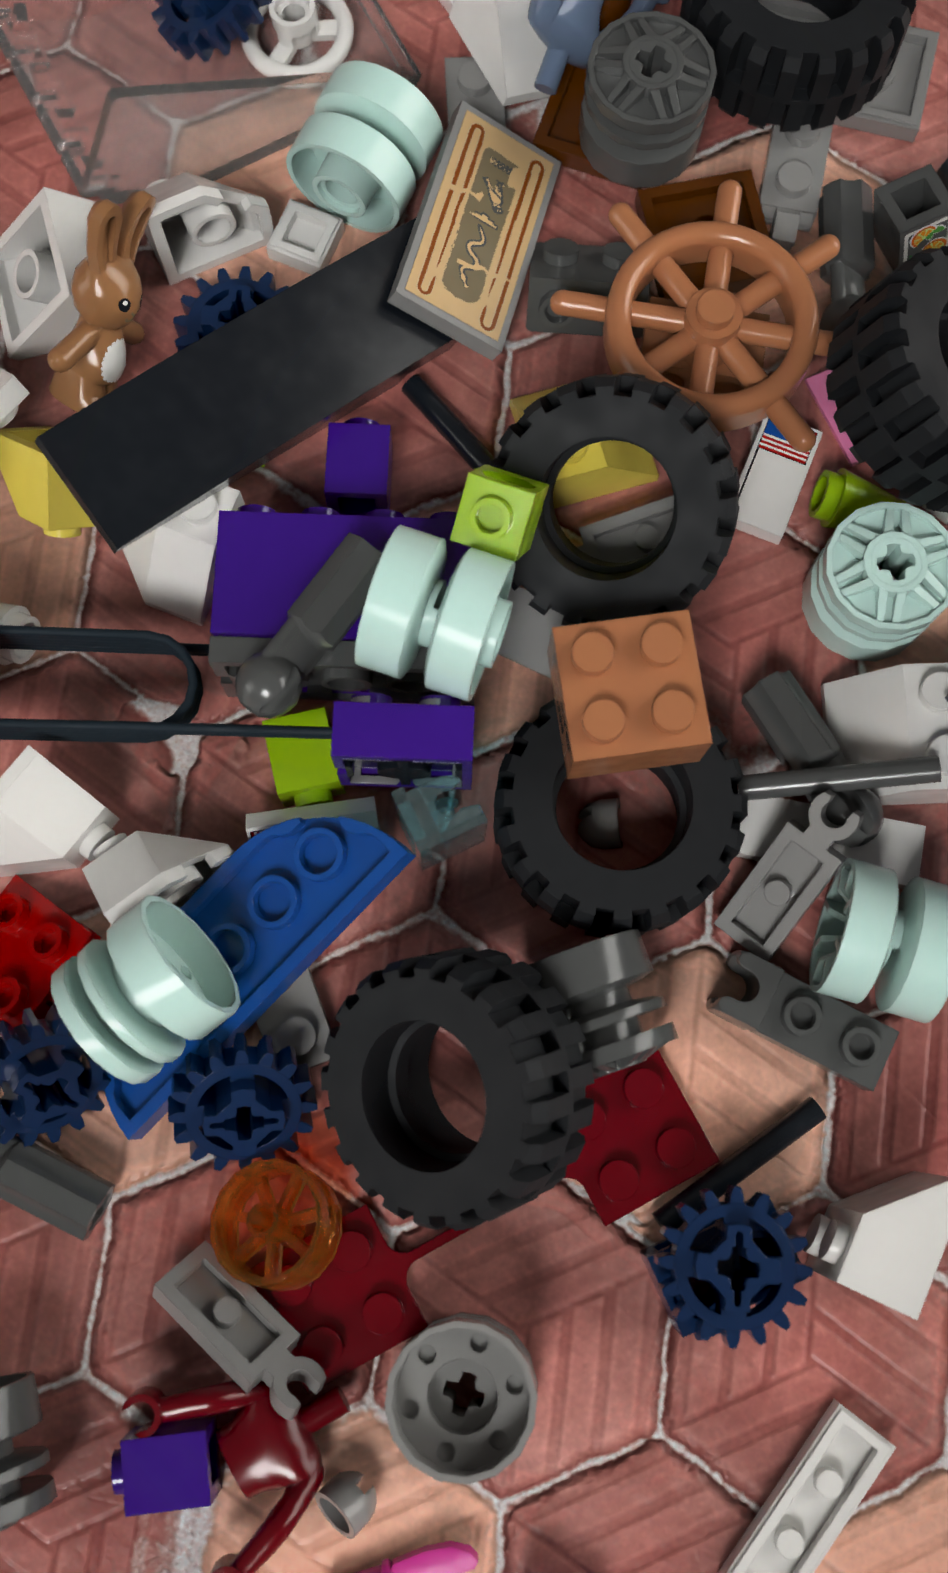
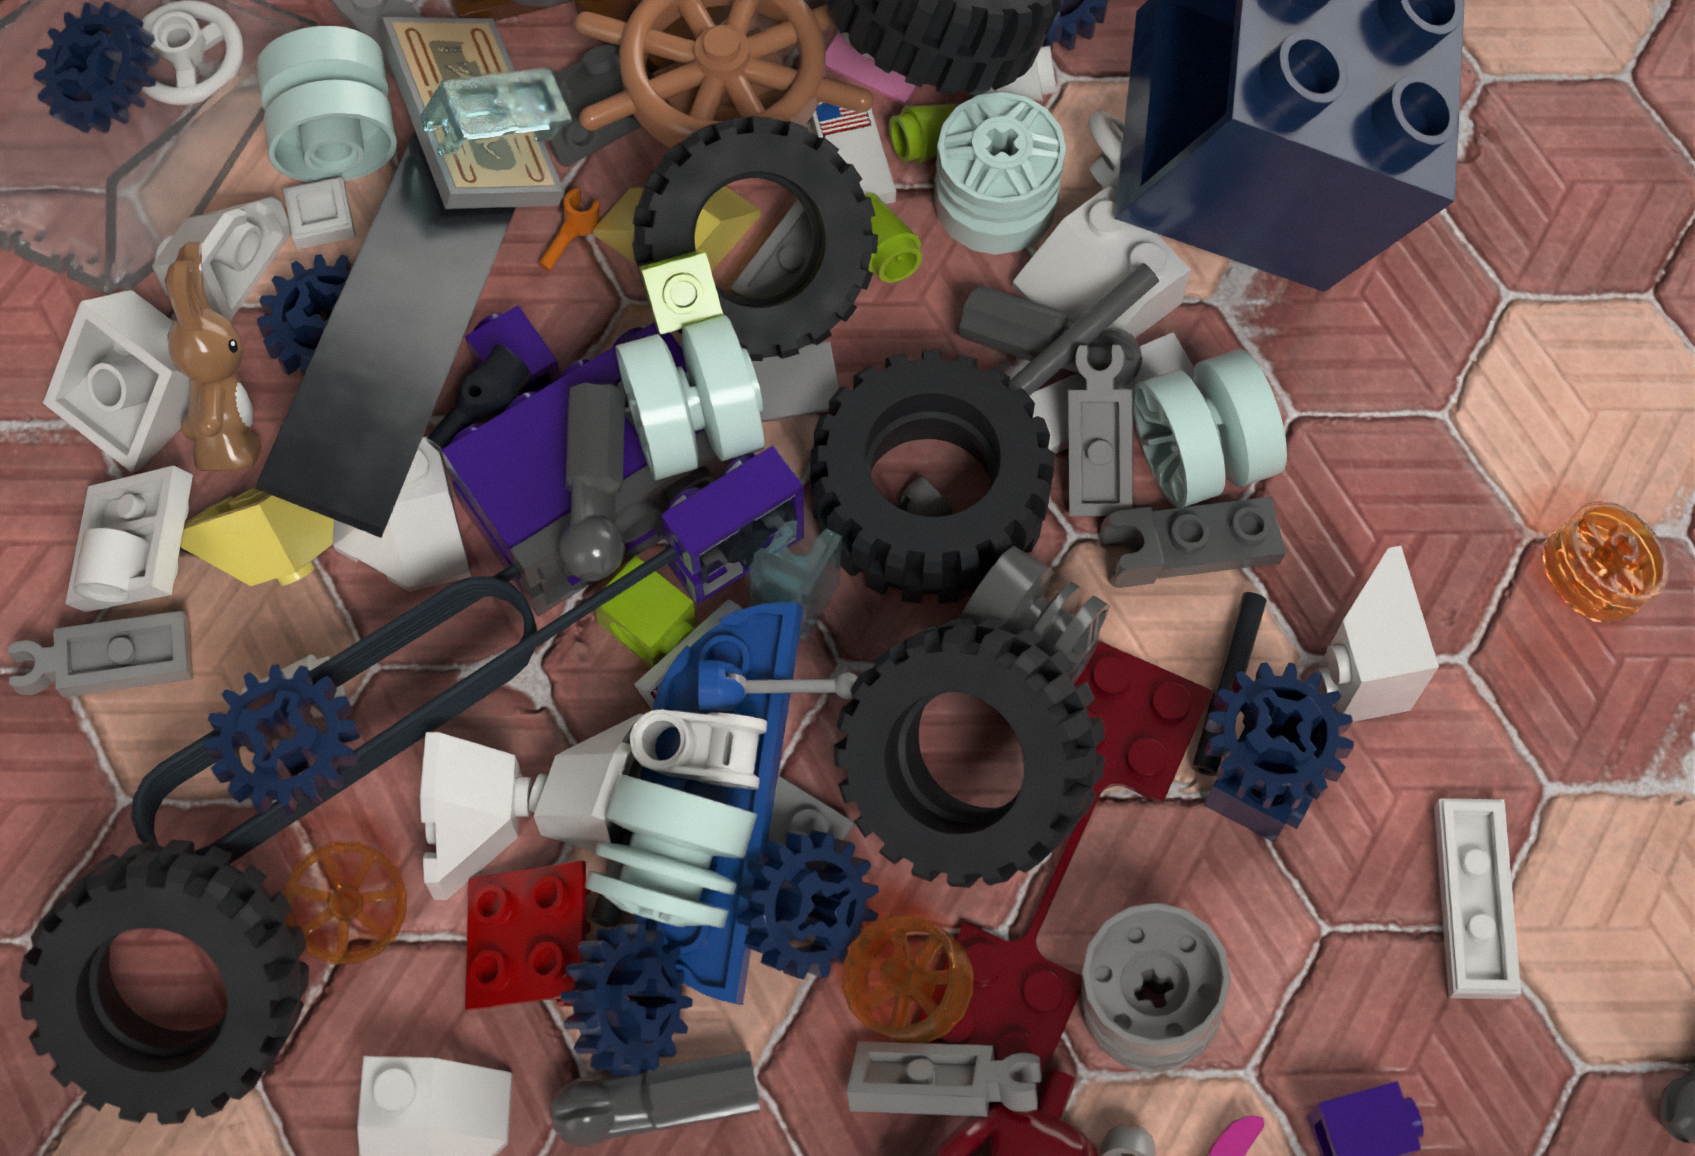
camera: 35 degrees left, 10 degrees down
(248, 924) = (712, 749): none -> white piece
(294, 485) = (482, 395): none -> black piece
(295, 877) = (724, 686): none -> hinge
(446, 422) = (572, 284): black piece -> none
(488, 240) = (496, 107): none -> clear light blue hinge
(496, 386) = (575, 224): none -> orange hand
(628, 694) = (878, 367): nougat brick -> none
(742, 576) = (896, 245): none -> lime cone

